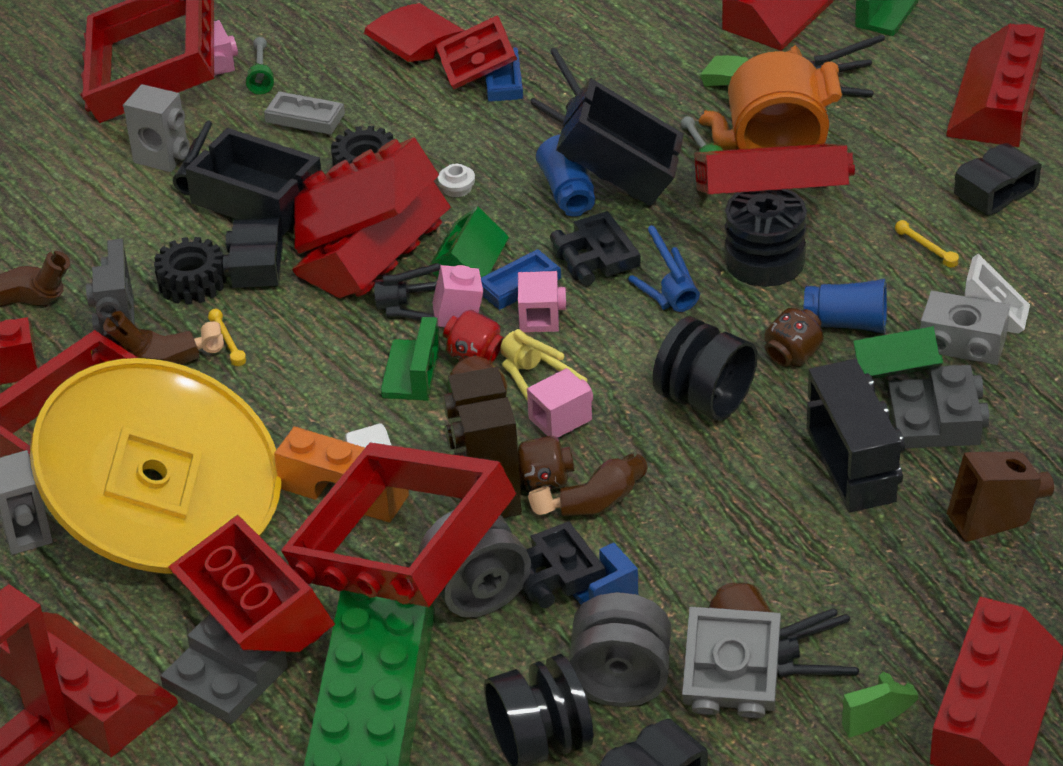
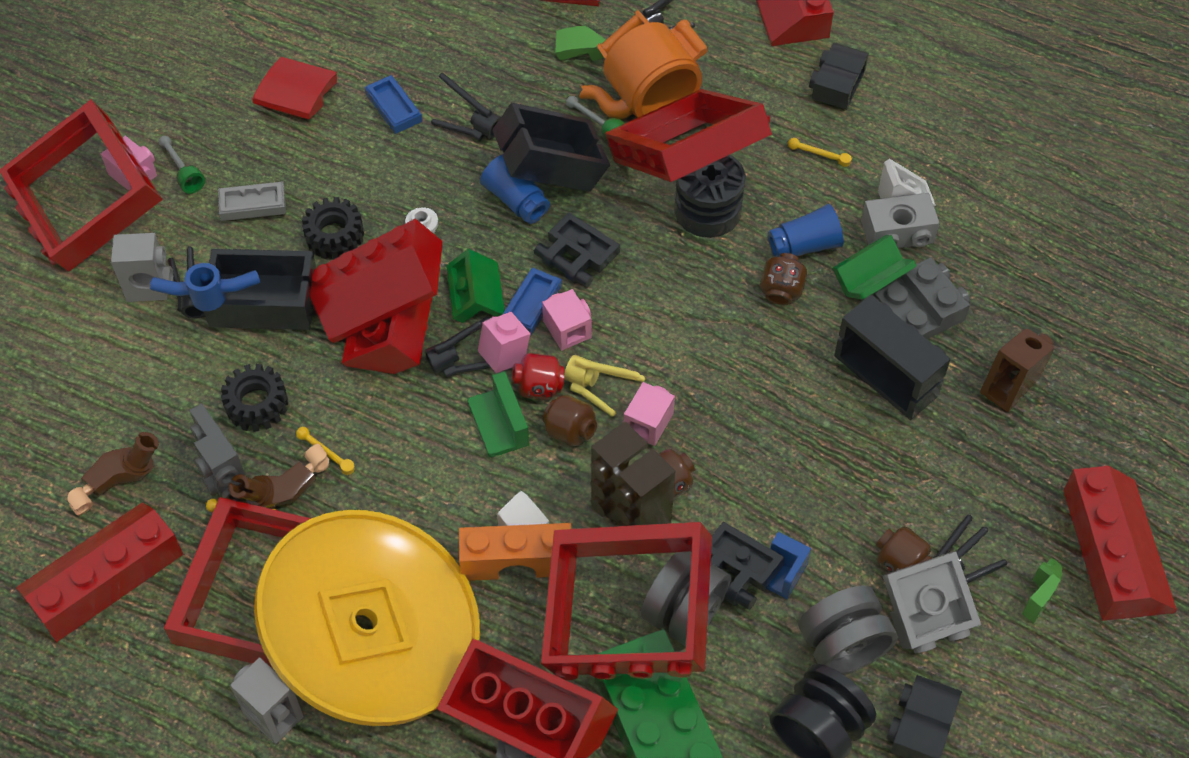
camera: 30 degrees left, 15 degrees up
(194, 149) = (205, 286): none -> blue piece
(254, 252) = (301, 358): black brick -> none
(476, 52) = (364, 93): red slope -> none
(602, 491) = (725, 489): reddish brown arm -> none
(677, 285) = (666, 265): blue plant -> none
(704, 368) = (744, 338): black wheel -> none

